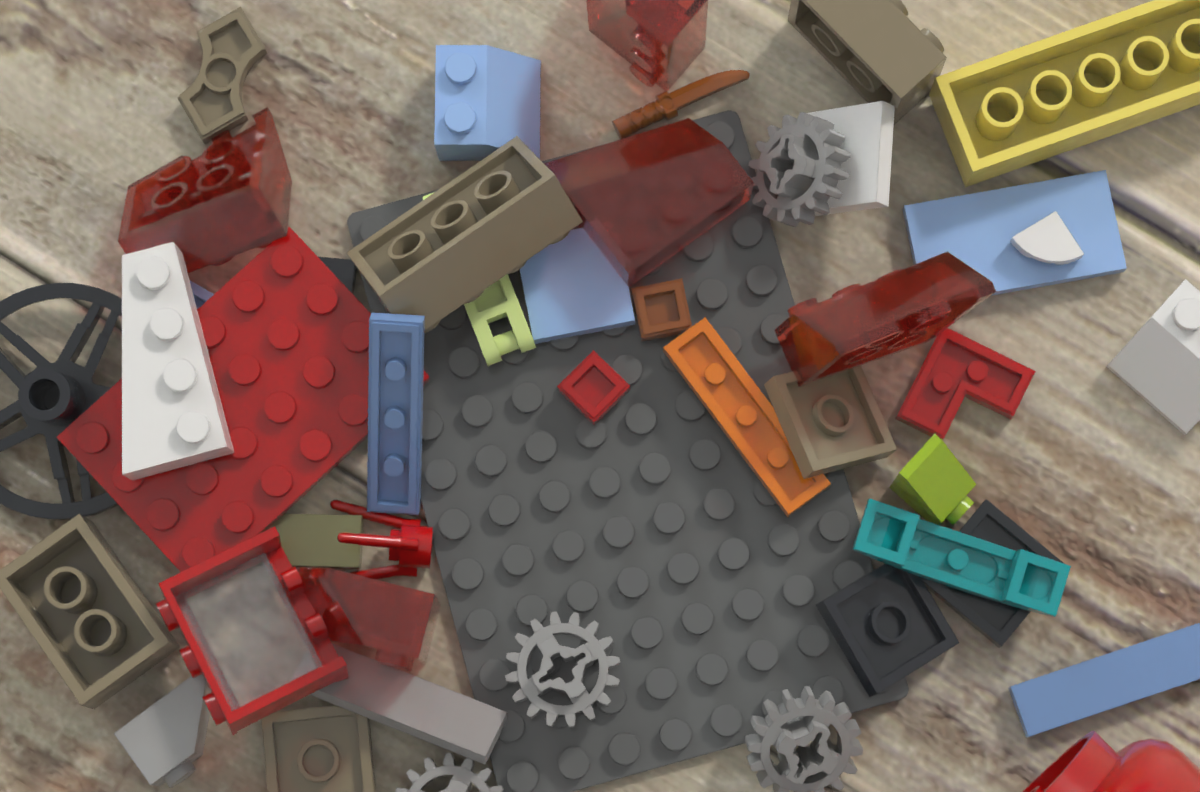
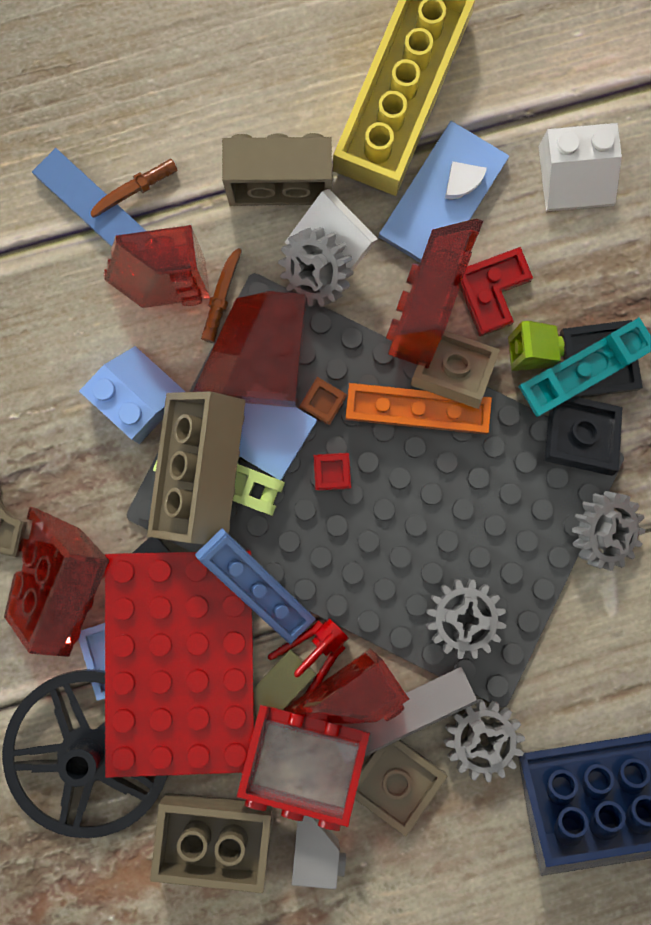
camera: 55 degrees left, 5 degrees up
(167, 376) = (122, 689): white wedge -> none

